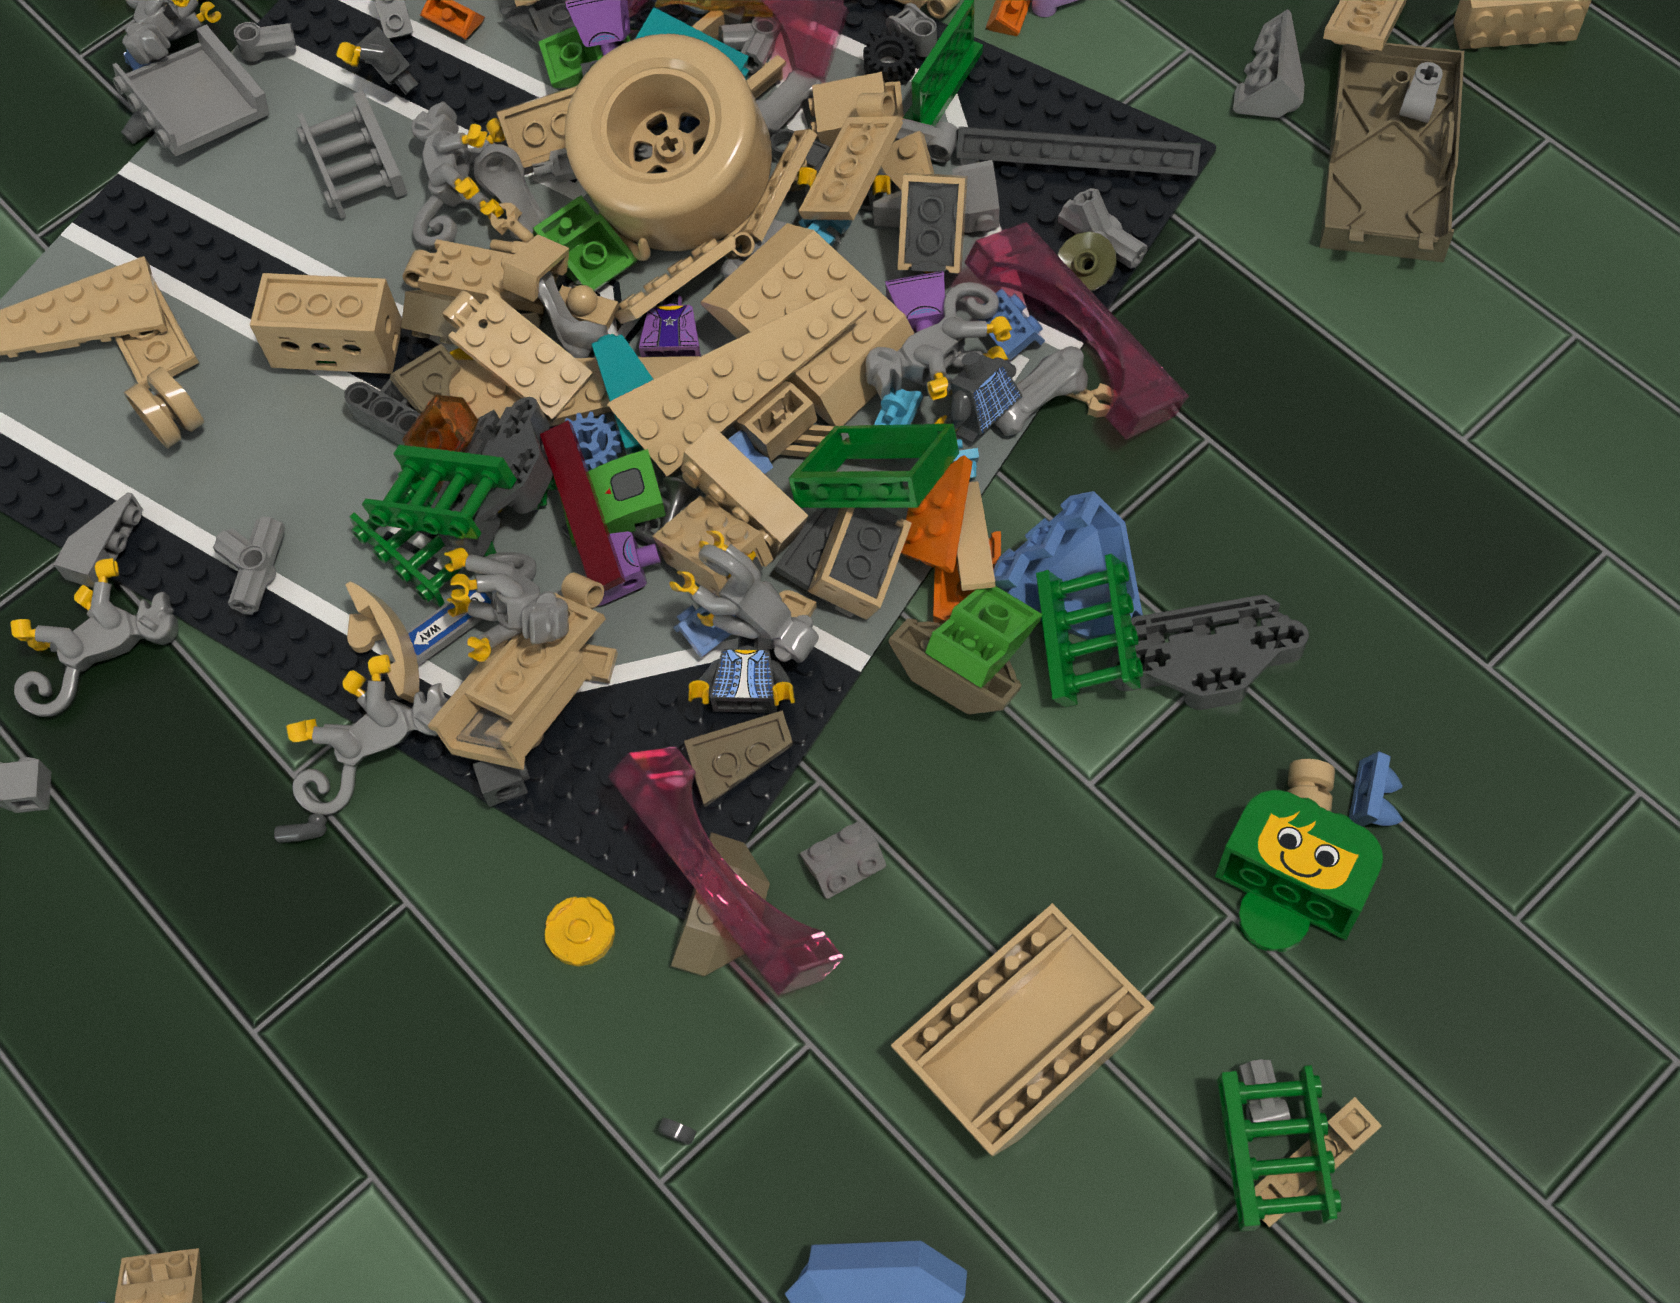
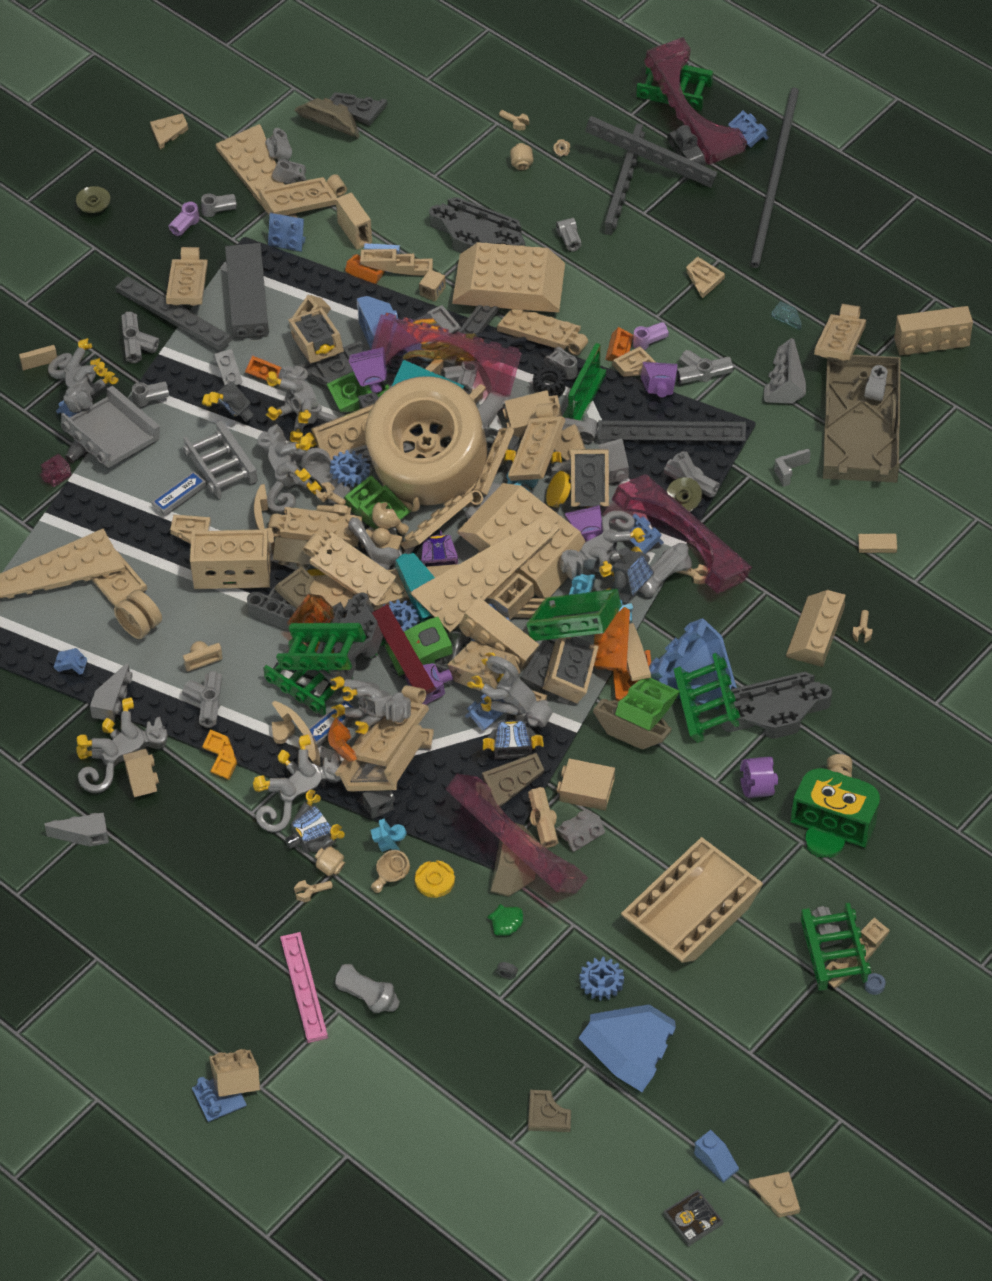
camera: 10 degrees left, 10 degrees down
(49, 477) = (70, 660): none -> medium blue bracket
(99, 155) = (55, 470): none -> clear pink brick
(113, 690) = (140, 772): none -> tan brick
(258, 485) = (202, 655): none -> tan tile
(267, 673) = (226, 760): none -> light orange tile
(279, 205) = (178, 493): none -> tile
(284, 259) = (183, 525): none -> tan wing
(298, 832) = (268, 839): dark grey arm -> none
(319, 1127) = (304, 987): none -> bright pink tile
(353, 923) = (310, 889): none -> tan bar
(382, 817) = (311, 828): none -> torso
(399, 232) = (261, 505): none -> tan slope
(402, 883) = (329, 861): none -> tan head
(440, 1159) = (377, 995): none -> light grey hair
(447, 663) = (337, 738): none -> orange slope
(490, 62) = (298, 398): none -> light grey animal
(503, 908) = (391, 868): none -> tan hair
(506, 845) = (388, 836): none -> medium azure hips
(531, 263) = (350, 518): tan panel -> none
(547, 182) = (349, 468): none -> medium blue gear
(595, 269) = (387, 518): none -> tan hair
(691, 1026) = (506, 919): none -> green animal
(780, 832) = (543, 817): none -> tan piece
(859, 1167) = (601, 978): none -> medium blue gear
(863, 773) = (586, 784): none -> tan brick
(880, 239) = (558, 489): none -> yellow tile
(1033, 37) = (631, 362): none -> tan wing
(1066, 62) = (659, 378): none -> medium lavender torso
(1137, 51) = (701, 368): none -> light grey piece
(1165, 789) = (758, 777): none -> medium lavender brick
(1260, 217) = (785, 463): none -> light grey bracket
(1289, 512) = (817, 627): none -> tan slope
(1348, 1225) = (875, 984): none -> sand blue tile
(1369, 516) = (862, 627): none -> tan bar
(1371, 783) = (873, 767): medium blue tile -> none
(1404, 366) = (877, 543): none -> tan tile

